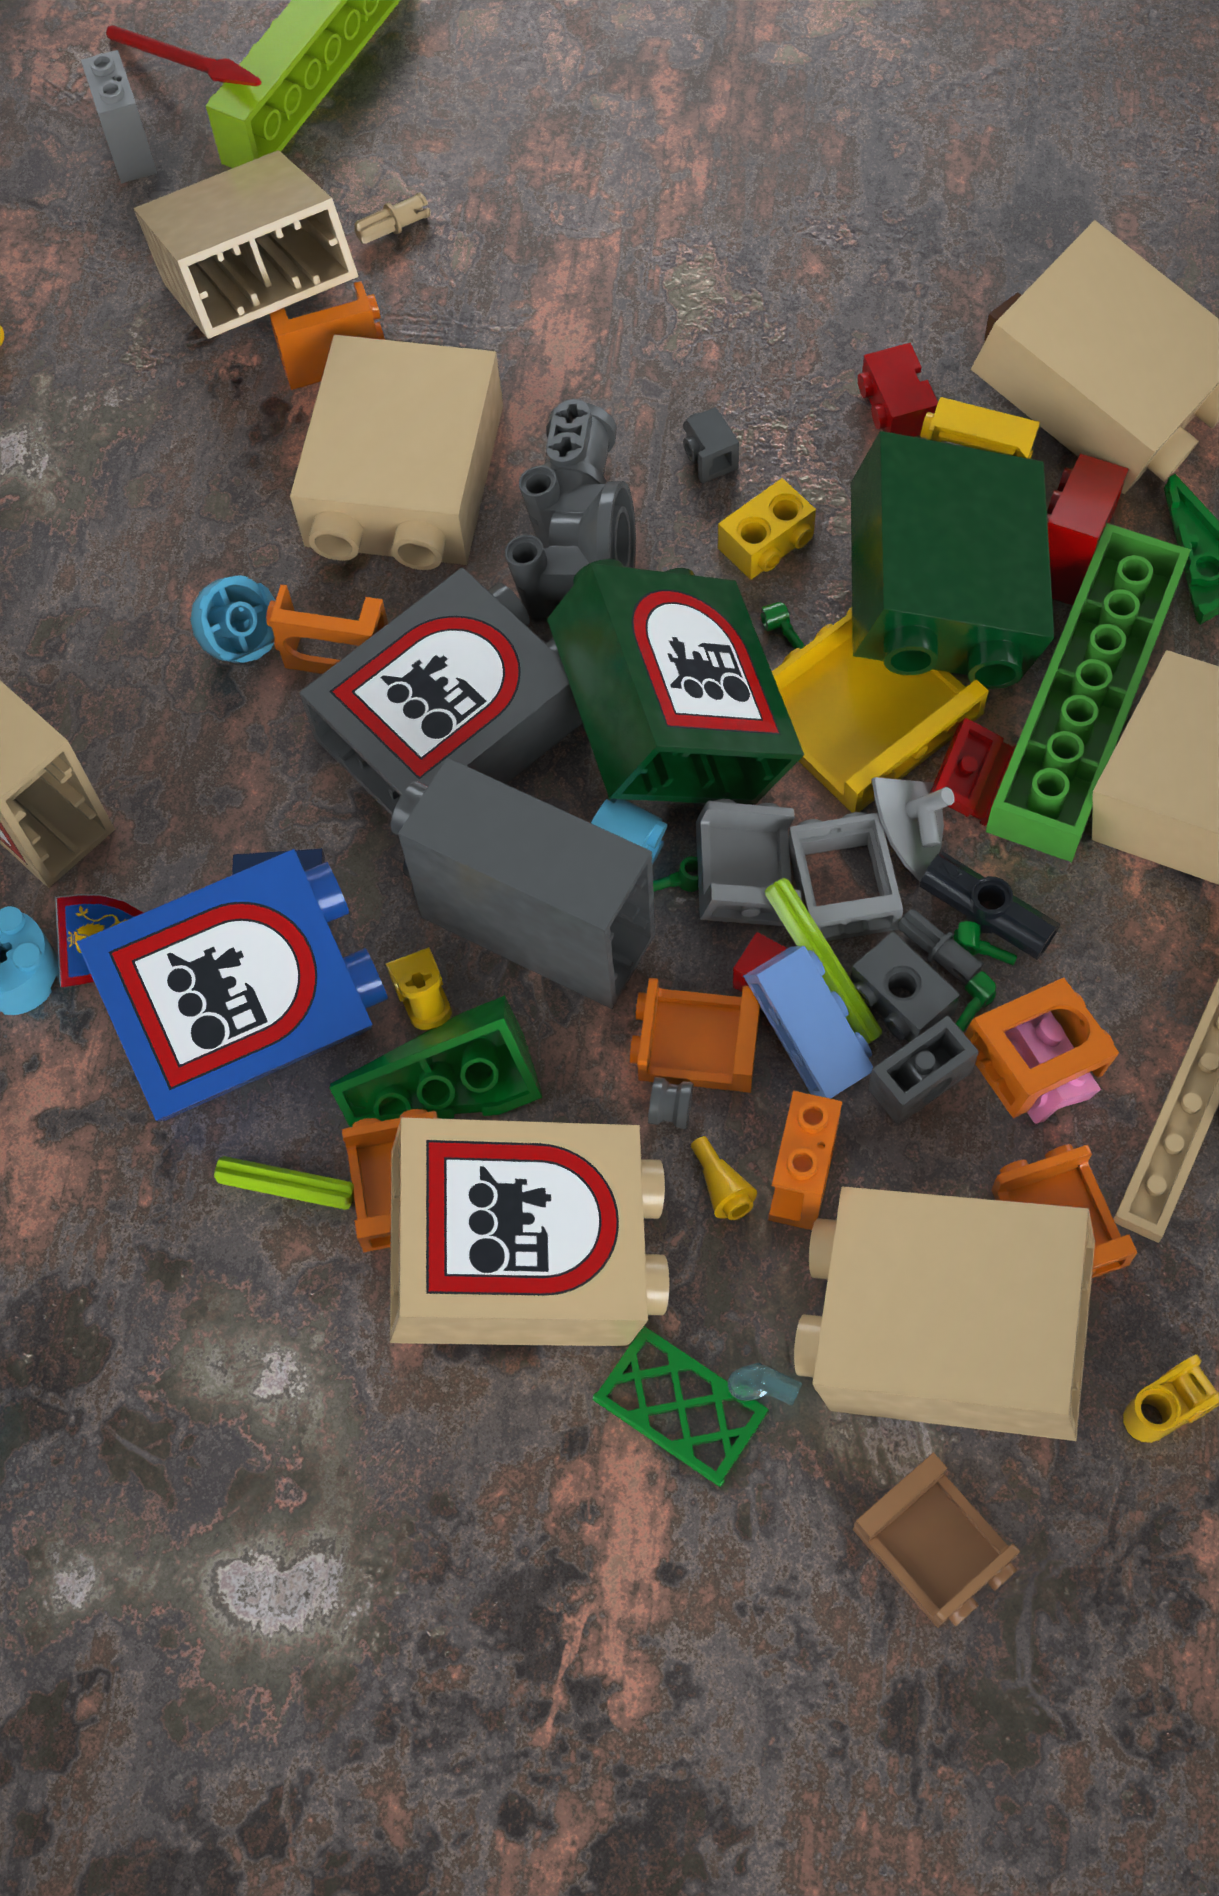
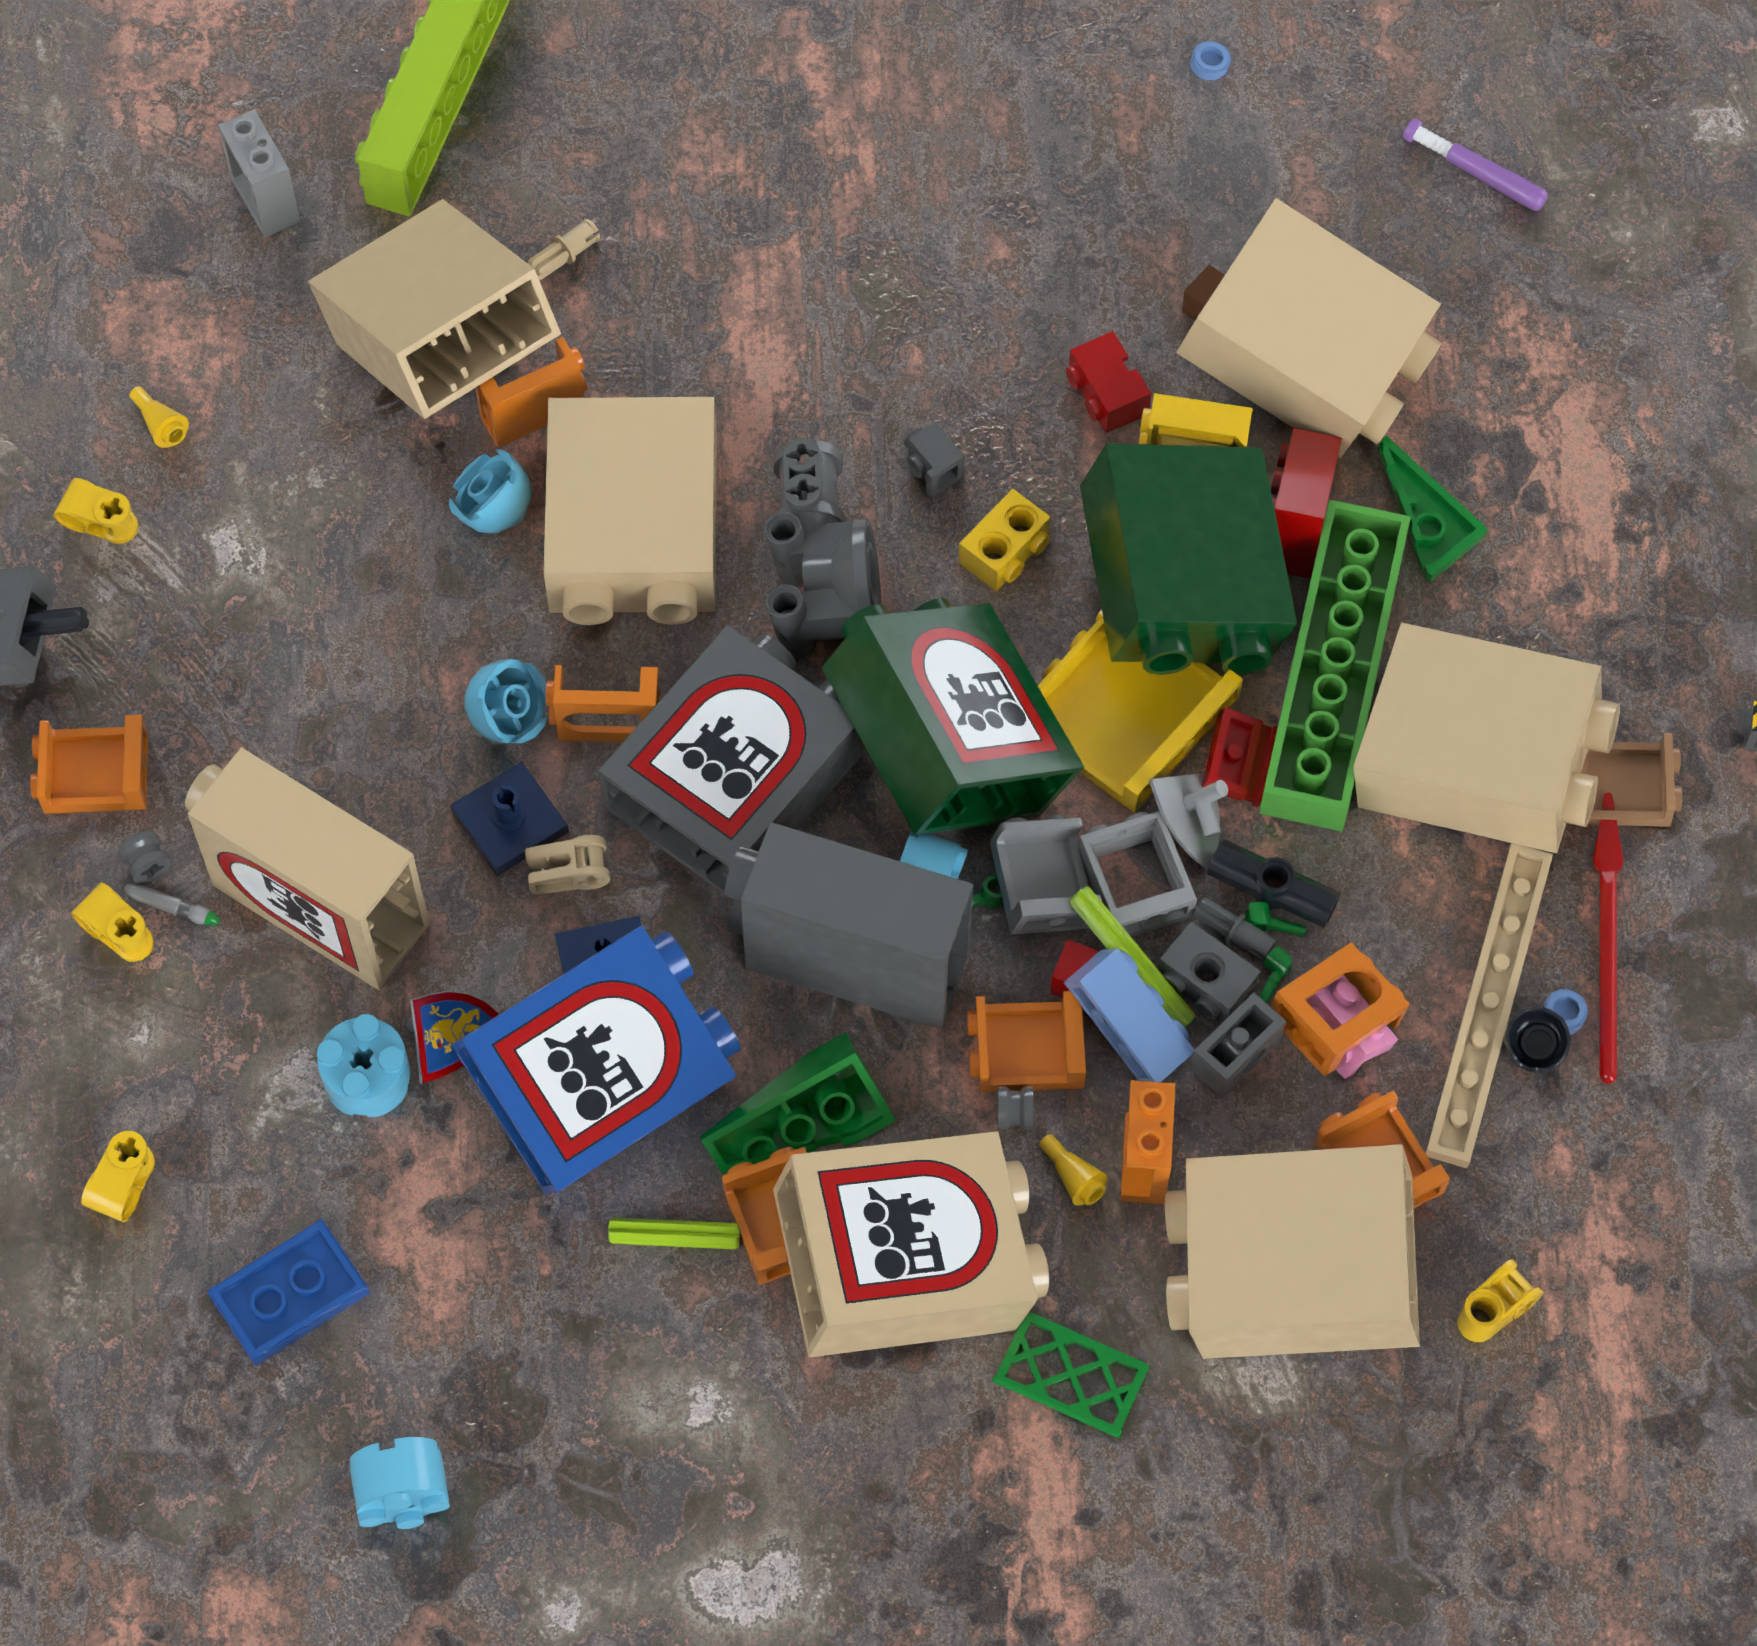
camera: 15 degrees left, 0 degrees up
(216, 736) = (508, 818): none -> dark blue tile
(219, 70) = (362, 116): red piece -> none
(261, 788) = (574, 858): none -> tan piece
(269, 426) = (492, 493): none -> medium azure cylinder
(420, 989) = (763, 1036): yellow piece -> none
(761, 1381) = (1140, 1341): clear light blue arm -> none
(777, 616) = (1030, 627): green hand -> none
(936, 1543) = (1312, 1453): medium nougat panel -> none
(1049, 118) = (1210, 60): none -> medium blue tile

